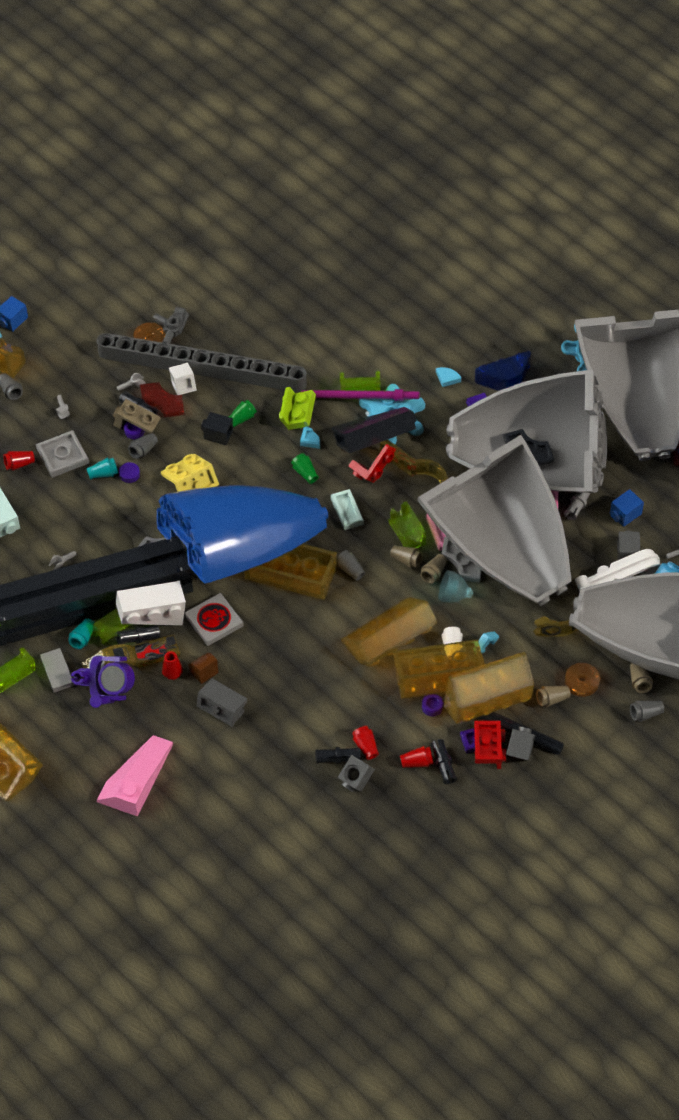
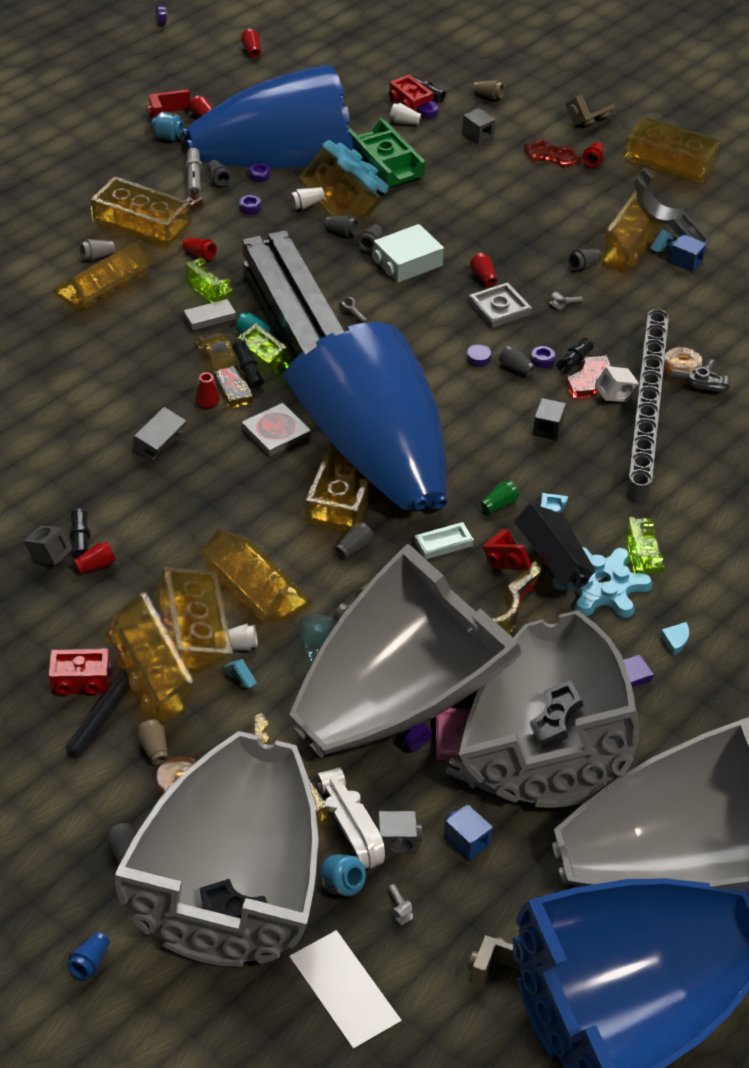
camera: 85 degrees right, 10 degrees down
(104, 468) = (479, 332): teal cone -> none
(112, 678) = (186, 342): dark purple piece -> none
(134, 779) = (67, 377): bright pink wedge -> none
(135, 415) = (552, 345): dark tan bracket -> none
(136, 379) = (612, 352): light grey hand -> none
(152, 604) = (273, 356): white wedge -> none
(191, 473) = (471, 397): light yellow bracket -> none
(204, 667) = (206, 419): reddish brown brick -> none
(243, 412) = (579, 441): green cone -> none
(297, 408) = (591, 483): lime bracket -> none
(398, 394) = (623, 573): magenta bar -> none
(417, 758) = (69, 607): red cone -> none
(443, 761) = (62, 630): black pin -> none
(504, 372) = (693, 698): clear blue slope -> none
(521, 743) = (73, 701): dark grey brick -> none

